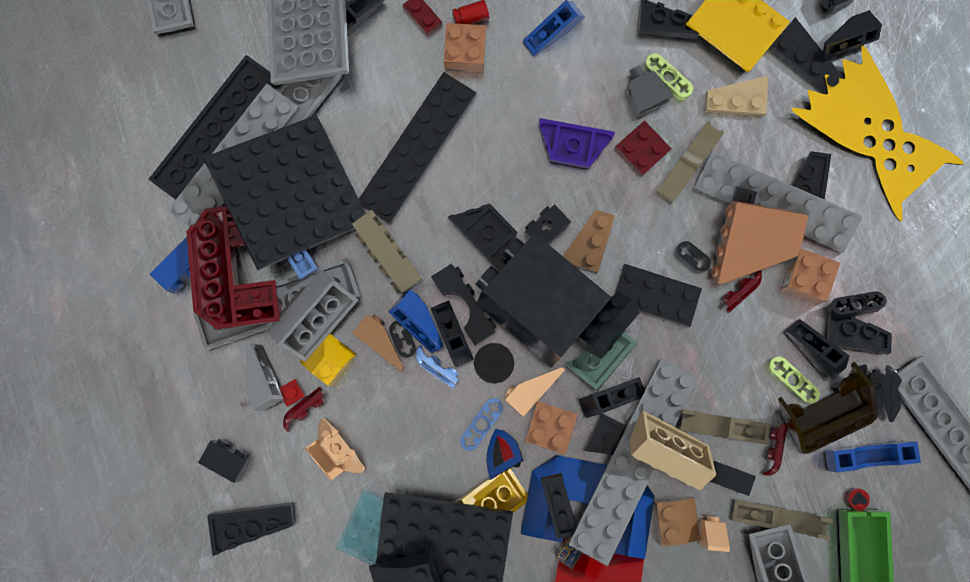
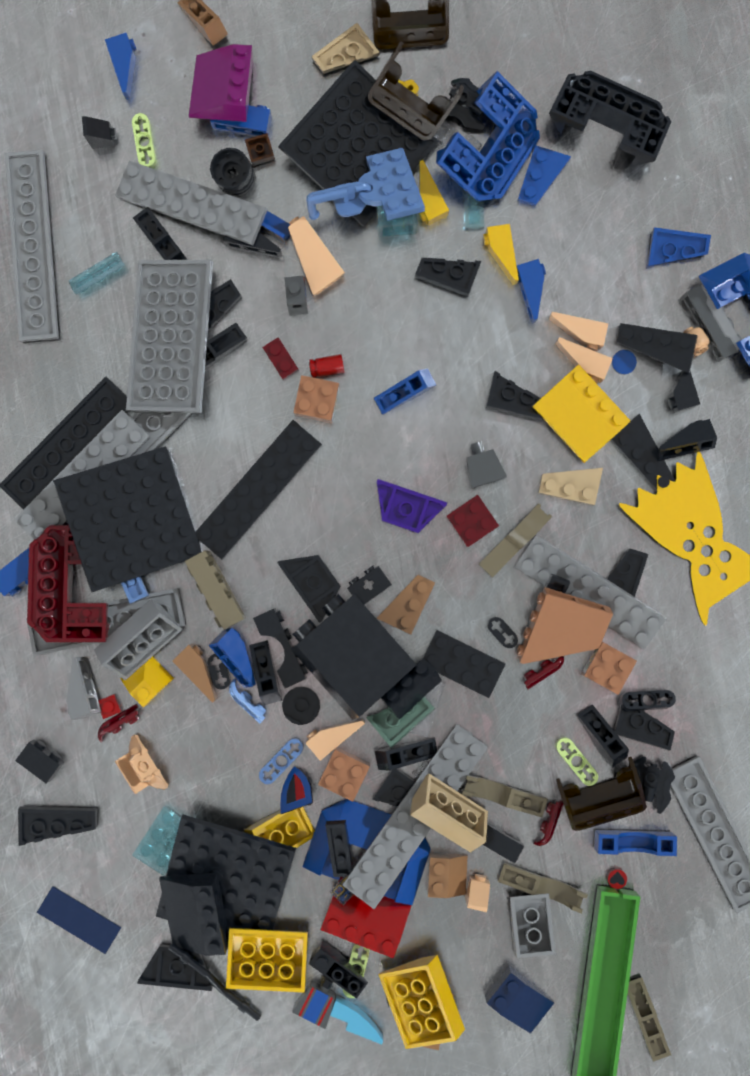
camera: 10 degrees right, 5 degrees up
(683, 82) = (495, 446): yellowish green beam -> none

